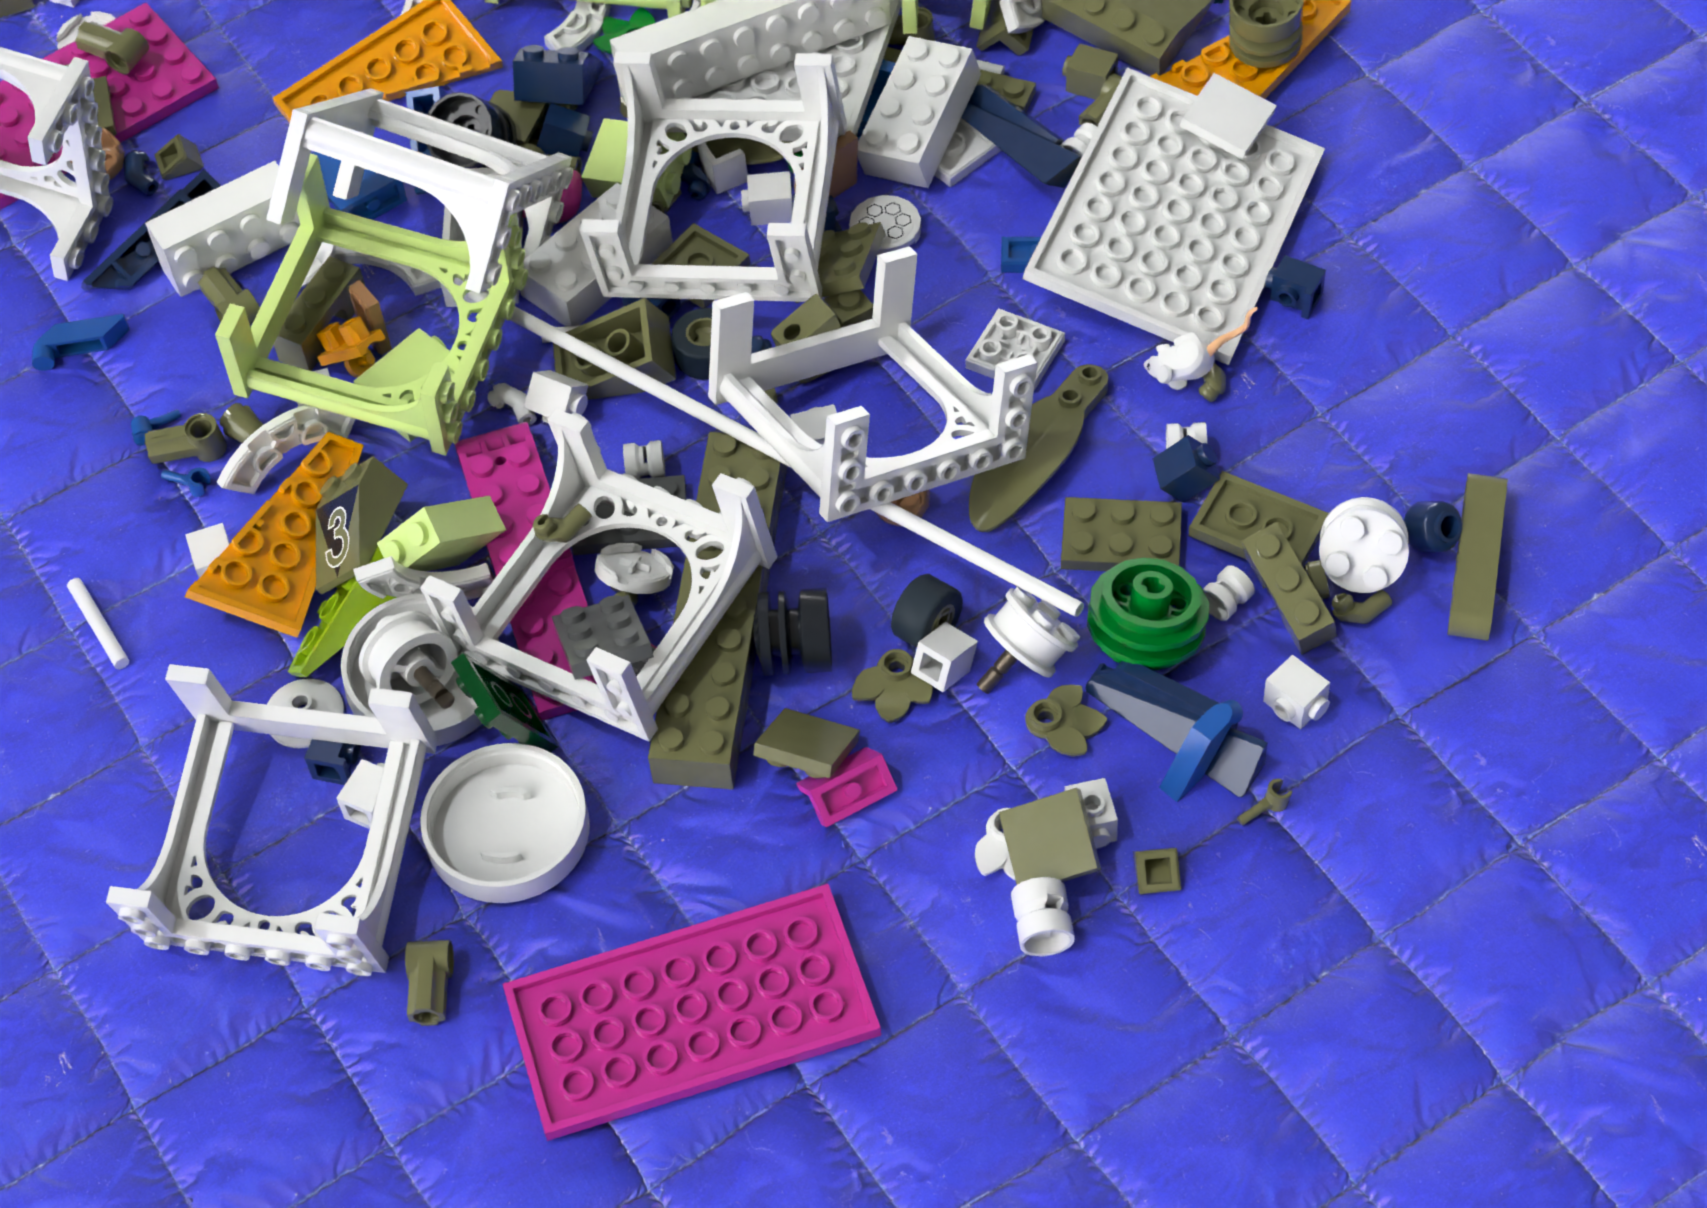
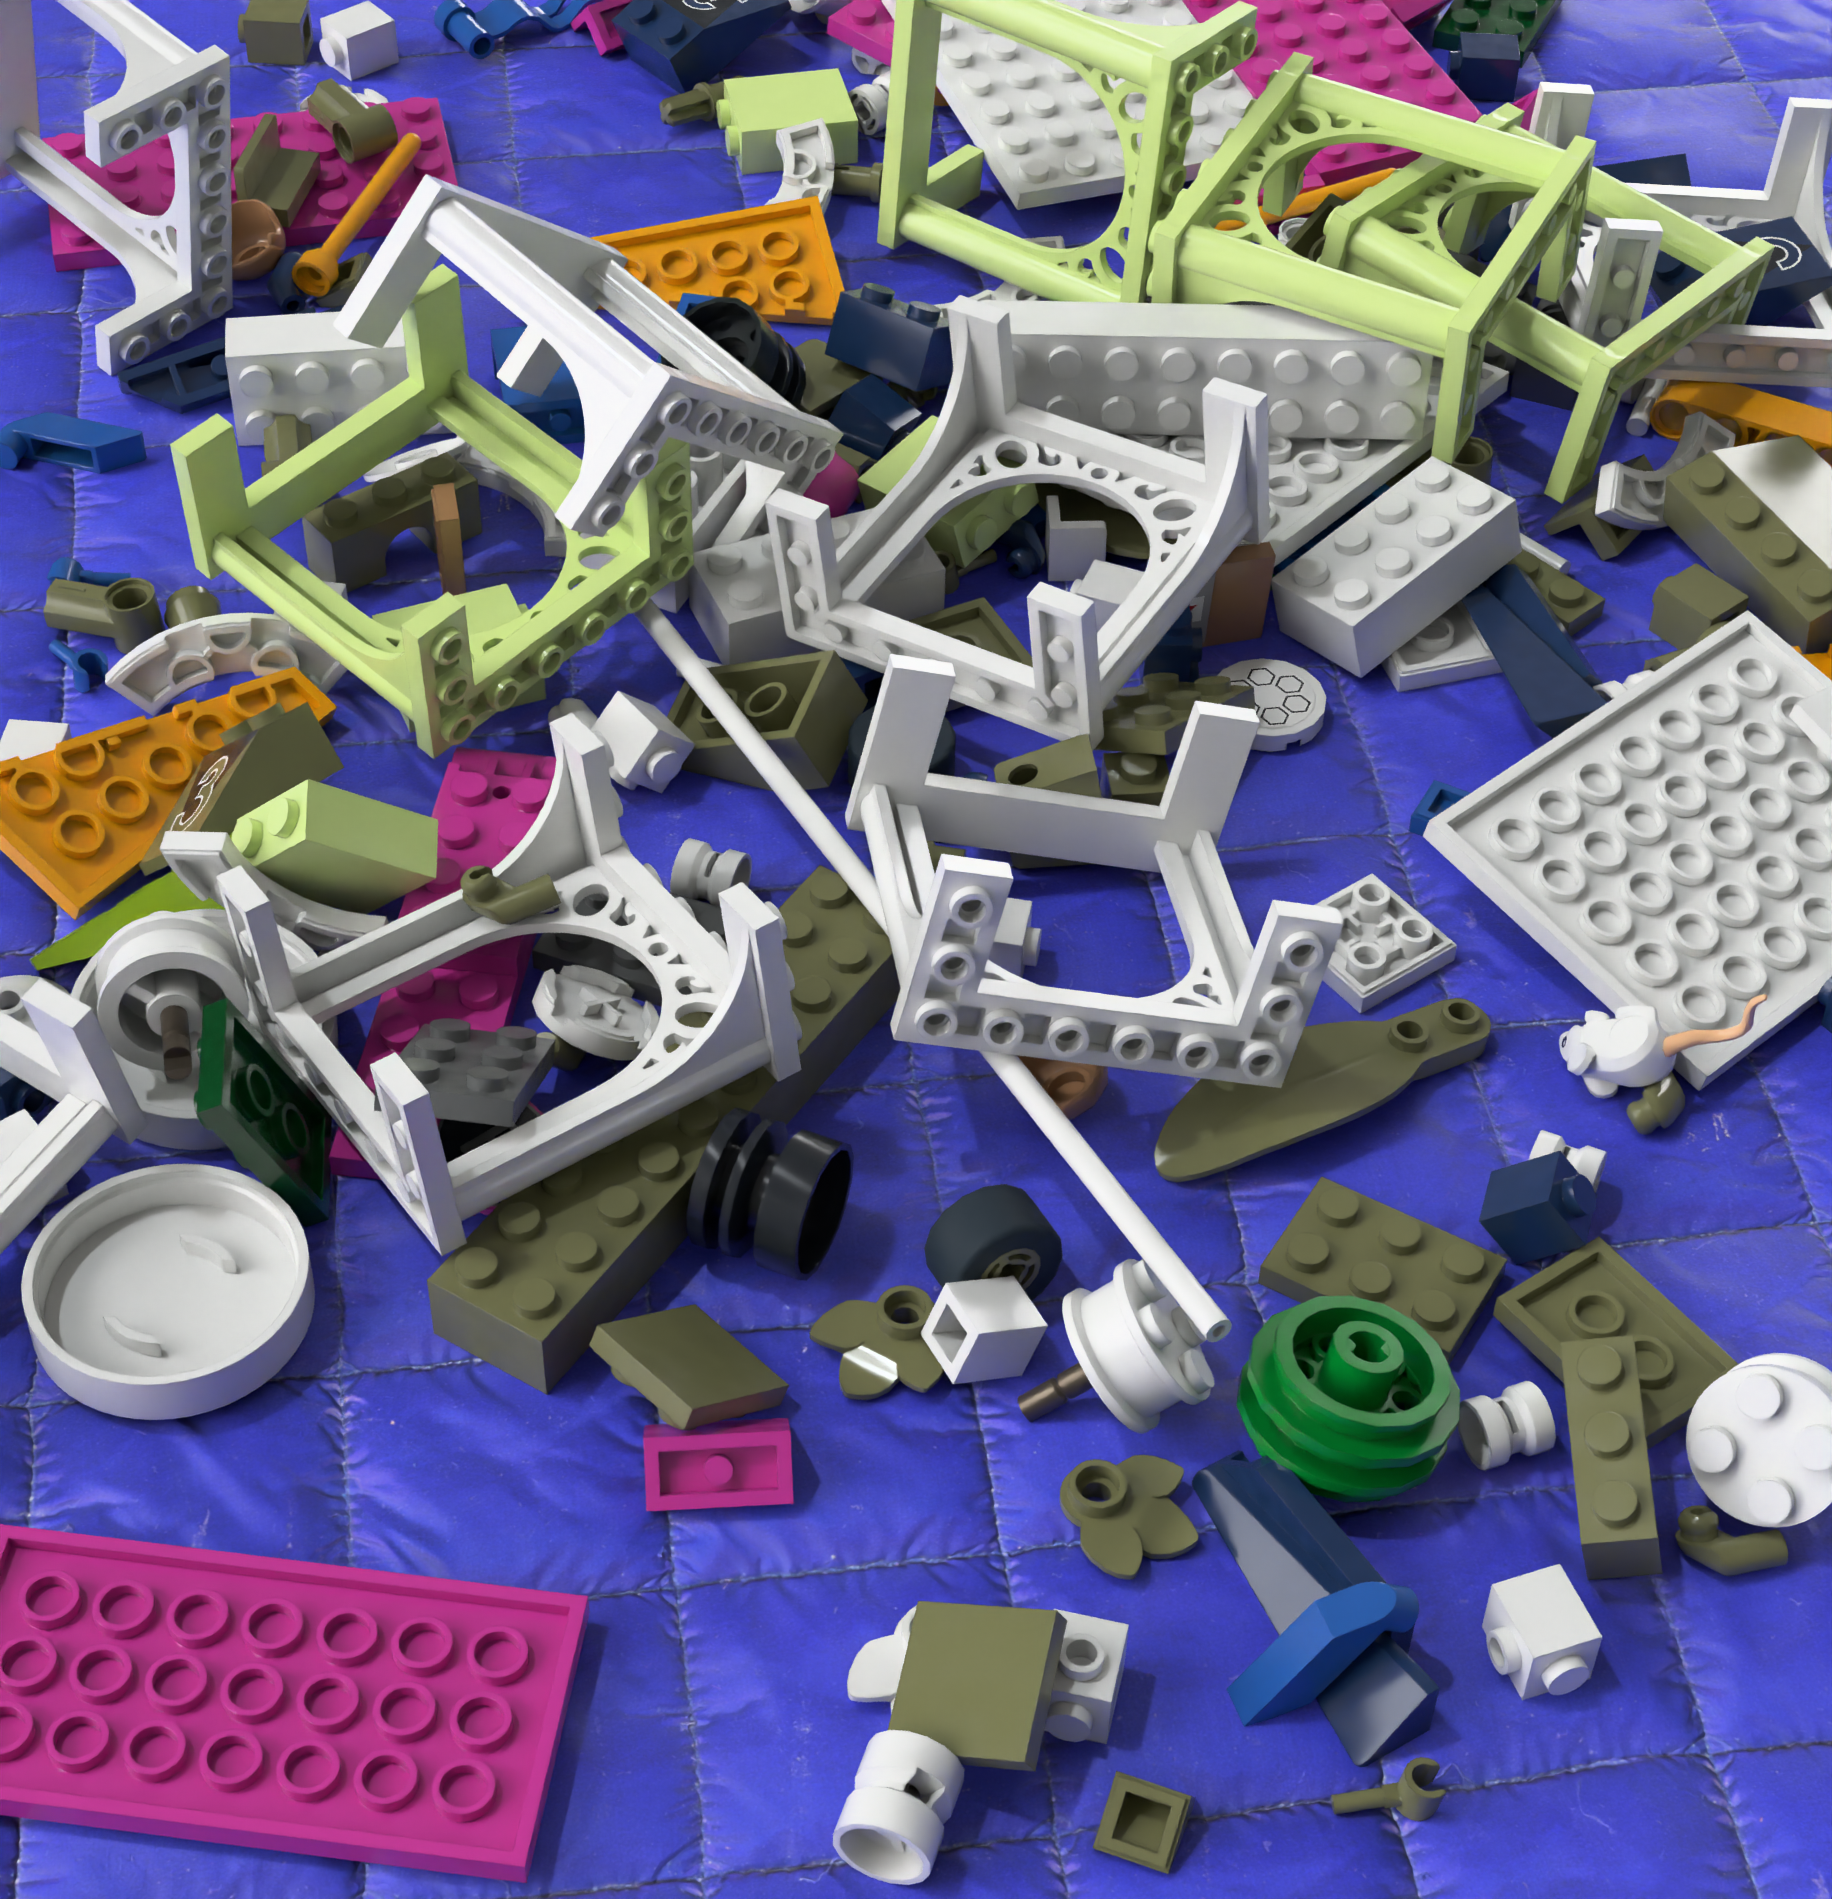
camera: 20 degrees right, 10 degrees down
(156, 158) = (318, 268): none -> light orange piece
(349, 344) = (401, 567): light orange hips -> none
(1318, 578) = (1670, 1469): olive tile -> none

